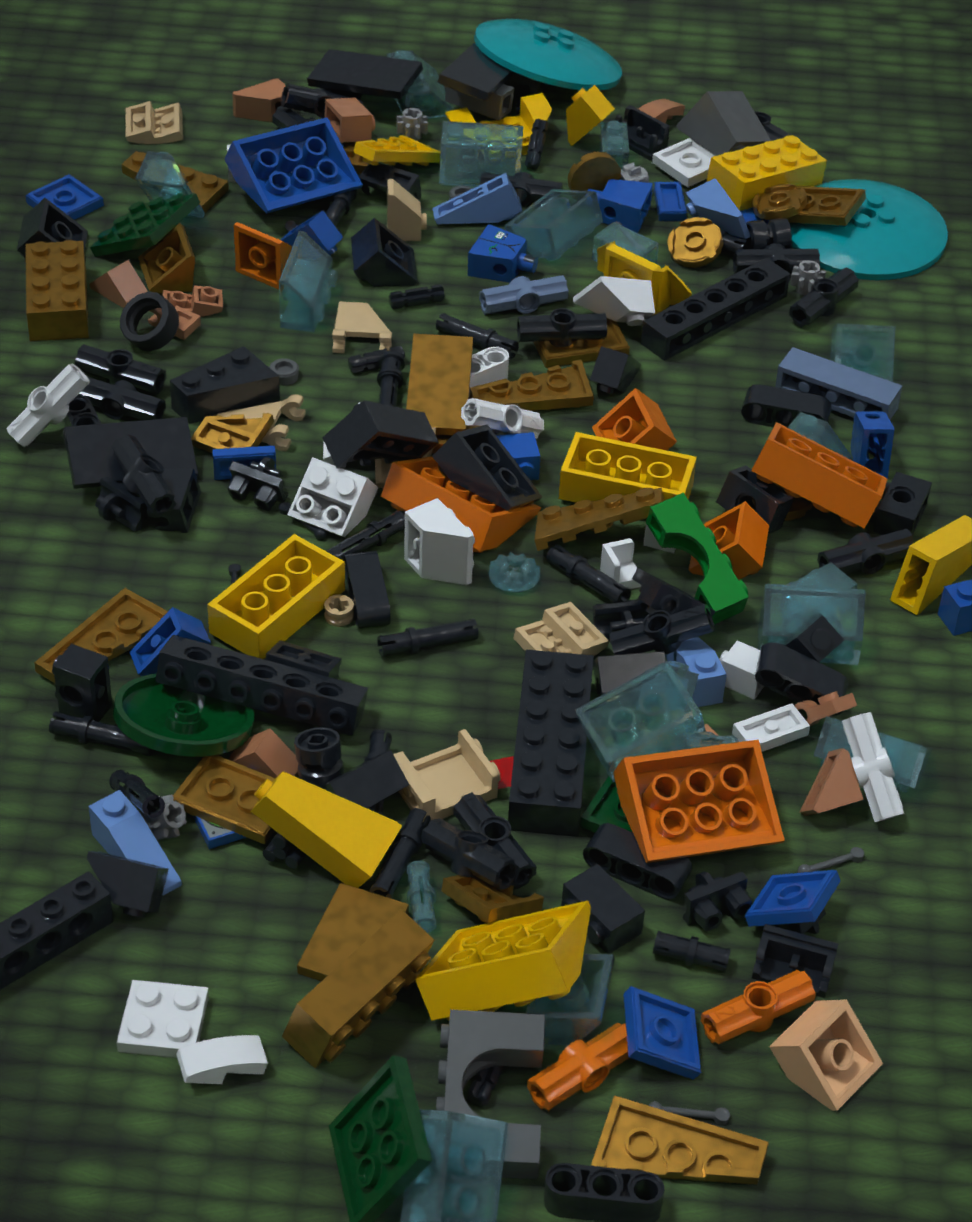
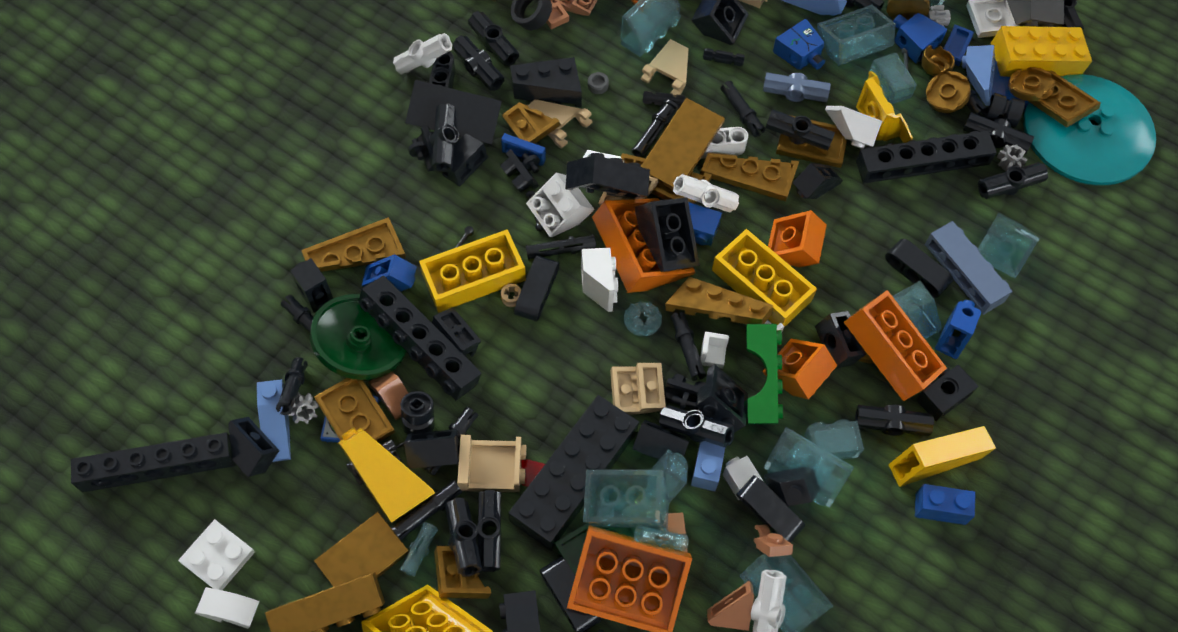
camera: 30 degrees right, 20 degrees up
(413, 639) = (542, 343): black pin -> none
(661, 219) = (937, 61): none -> pearl gold hair
(773, 727) = (728, 535): white plate -> none

